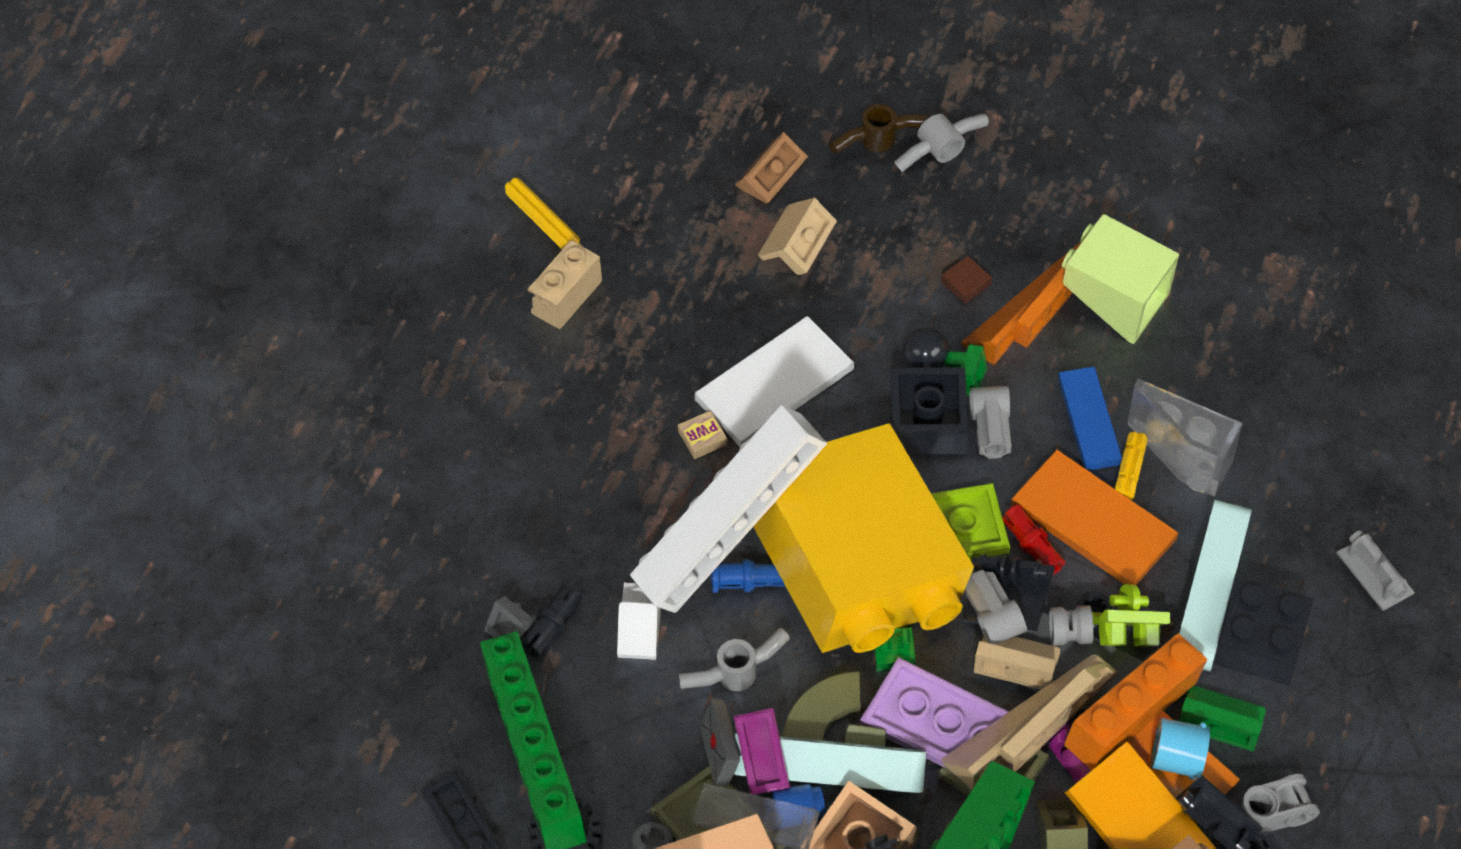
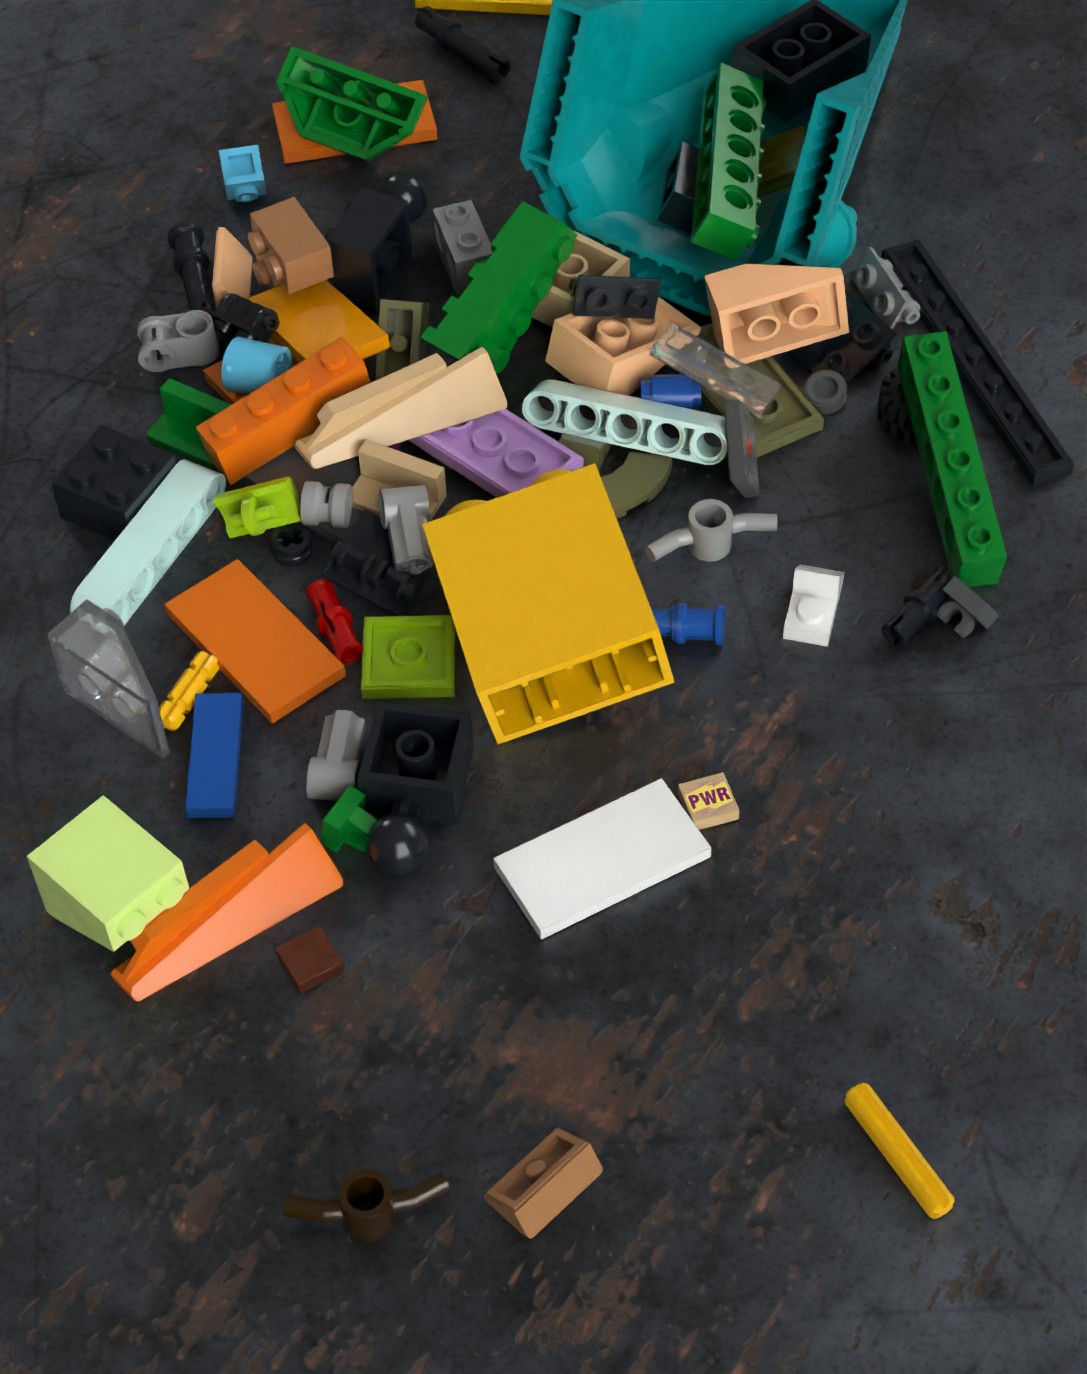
camera: 170 degrees left, 5 degrees down
(565, 284) = (872, 1014): tan hinge -> none
(728, 508) = (695, 590): white brick -> none
(762, 751) = (699, 412): magenta tile -> none
(799, 235) = (531, 1055): tan panel -> none
(940, 139) = (278, 1171): light grey piece -> none

